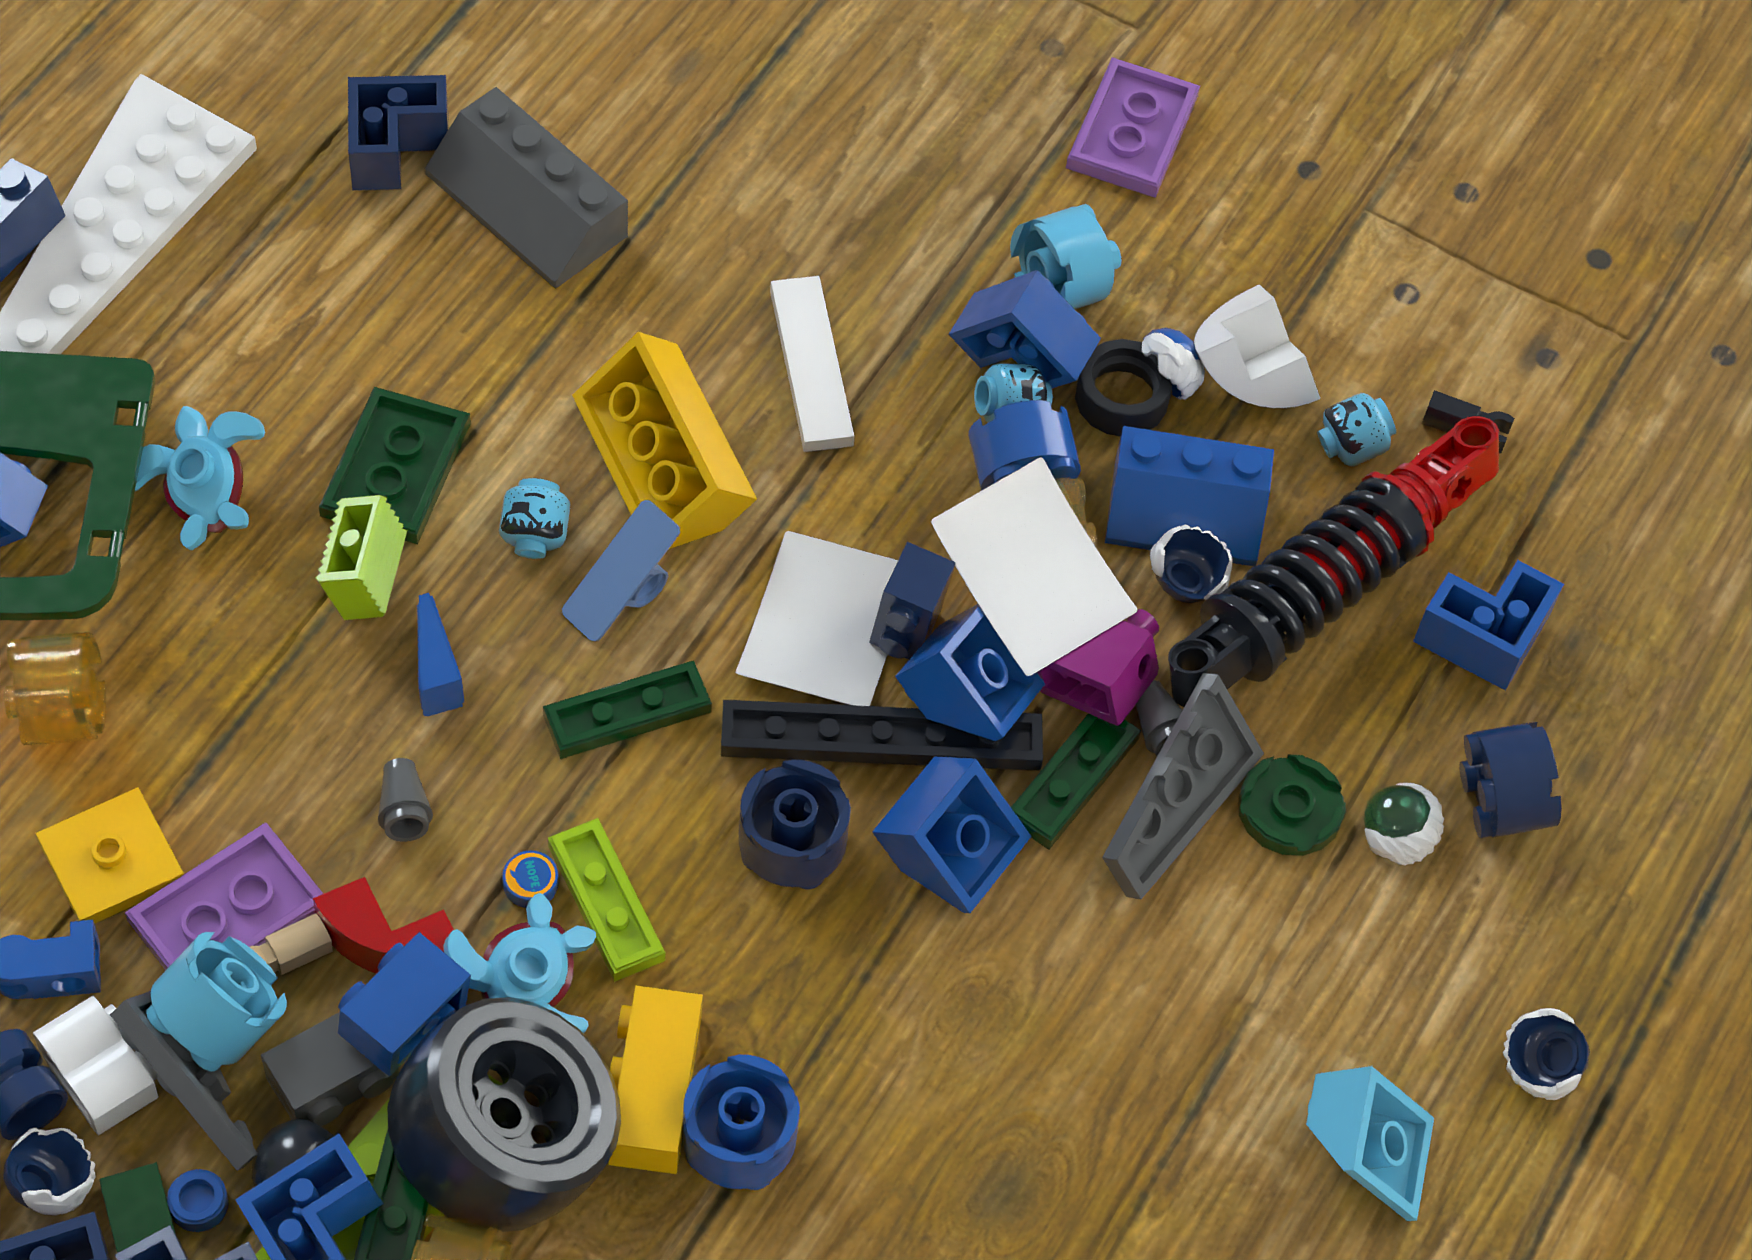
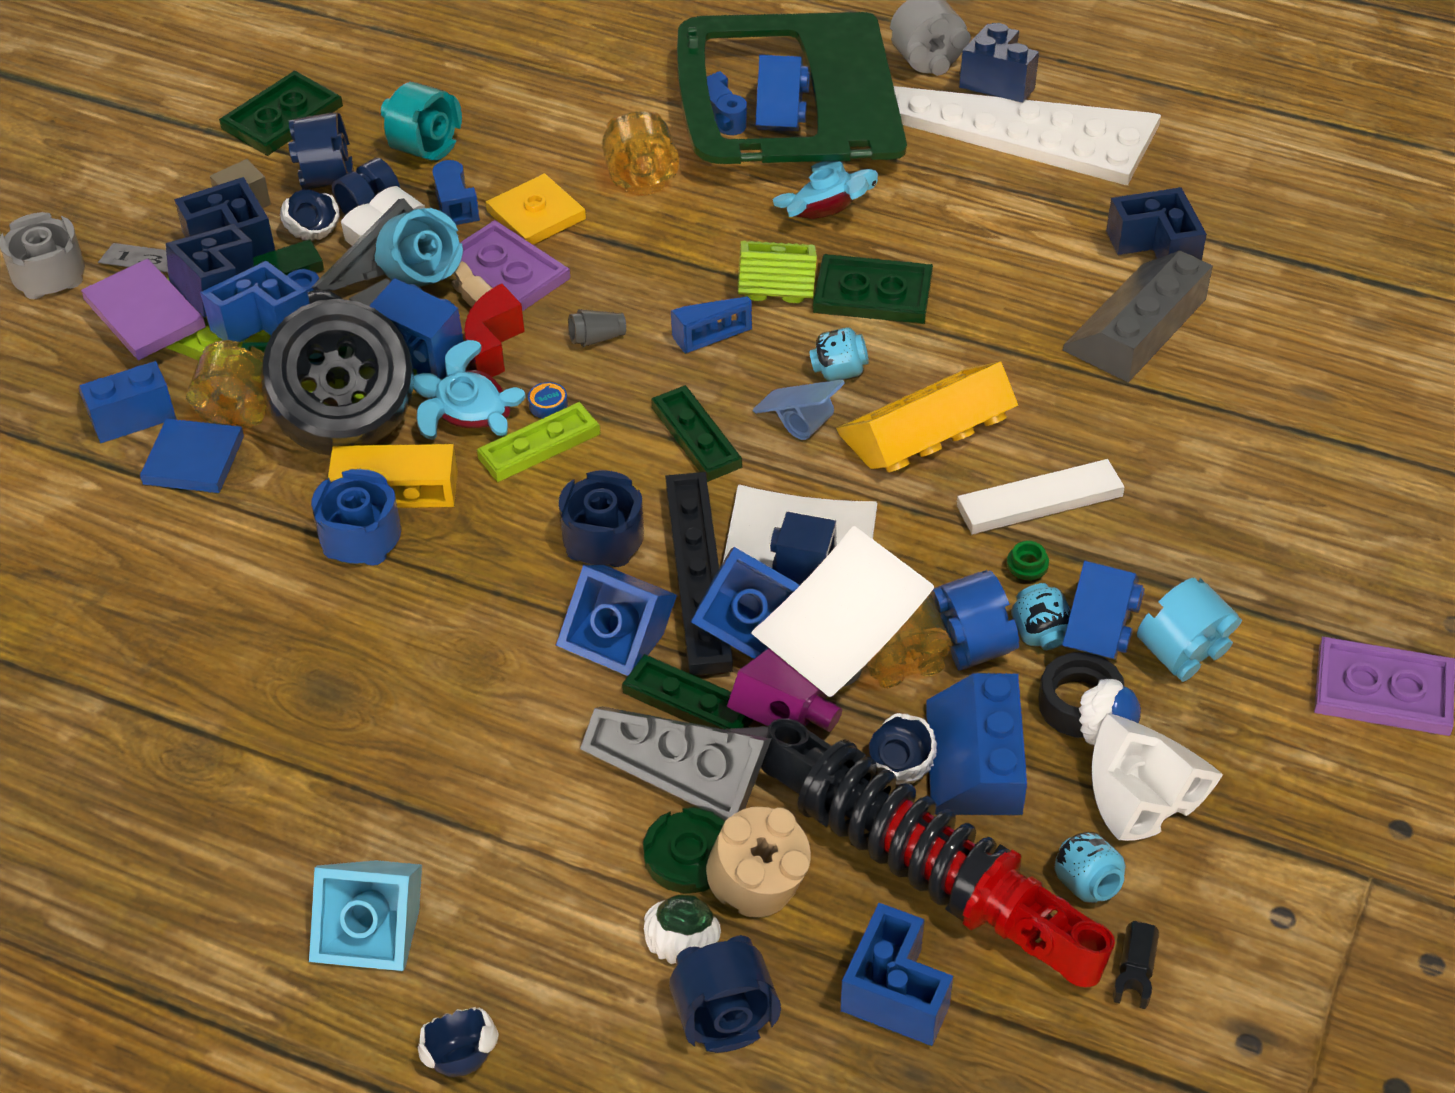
camera: 90 degrees right, 10 degrees down
(919, 385) = (1028, 560): none -> green plate
(1342, 723) = (758, 860): none -> tan brick

